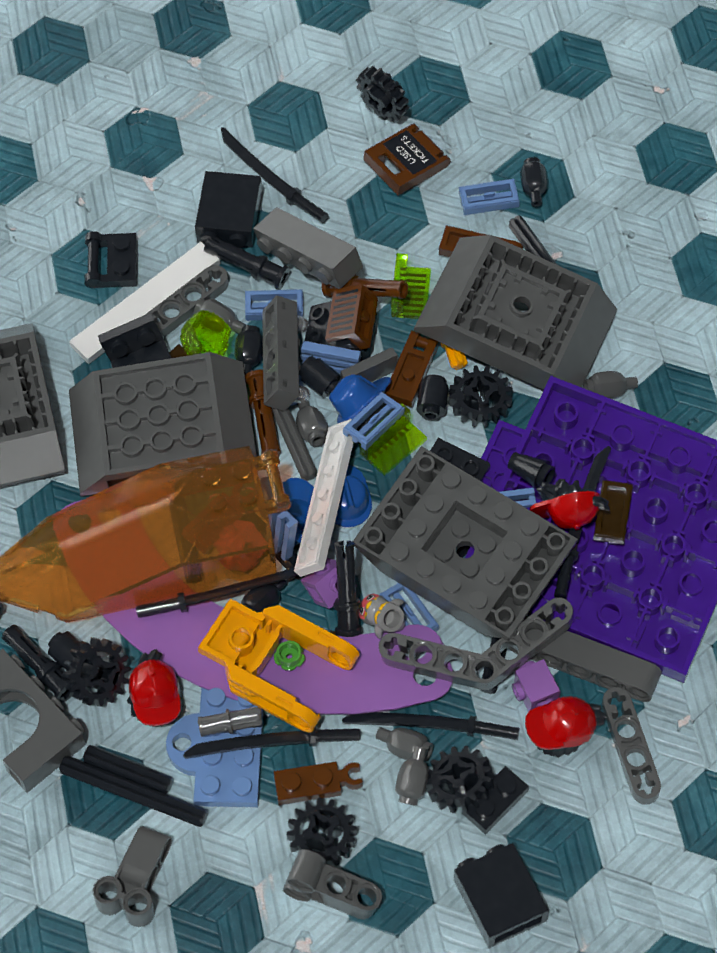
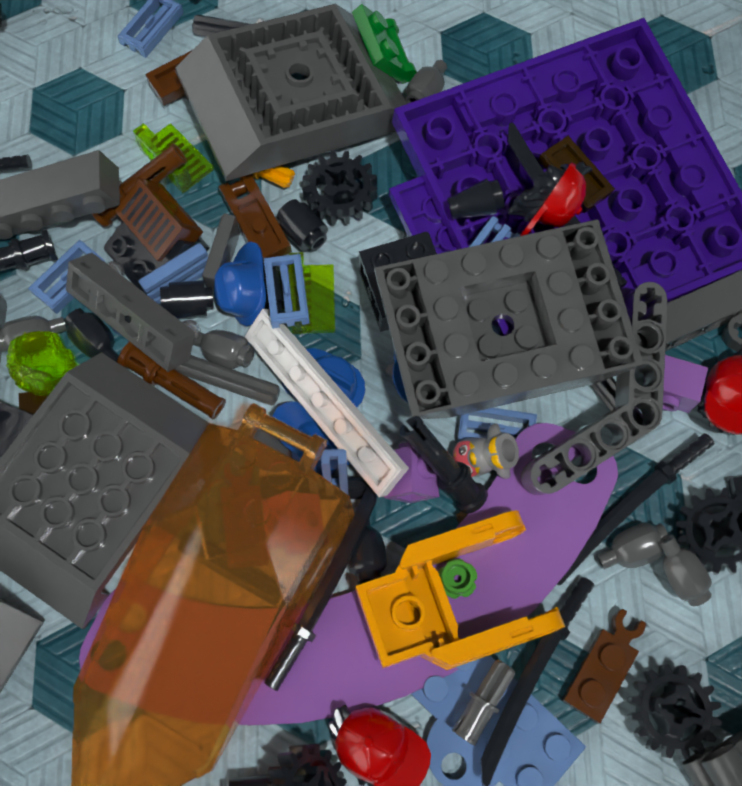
camera: 50 degrees left, 10 degrees up
(411, 153) = (44, 42): reddish brown container -> none
(601, 332) = (383, 44): none -> green plate

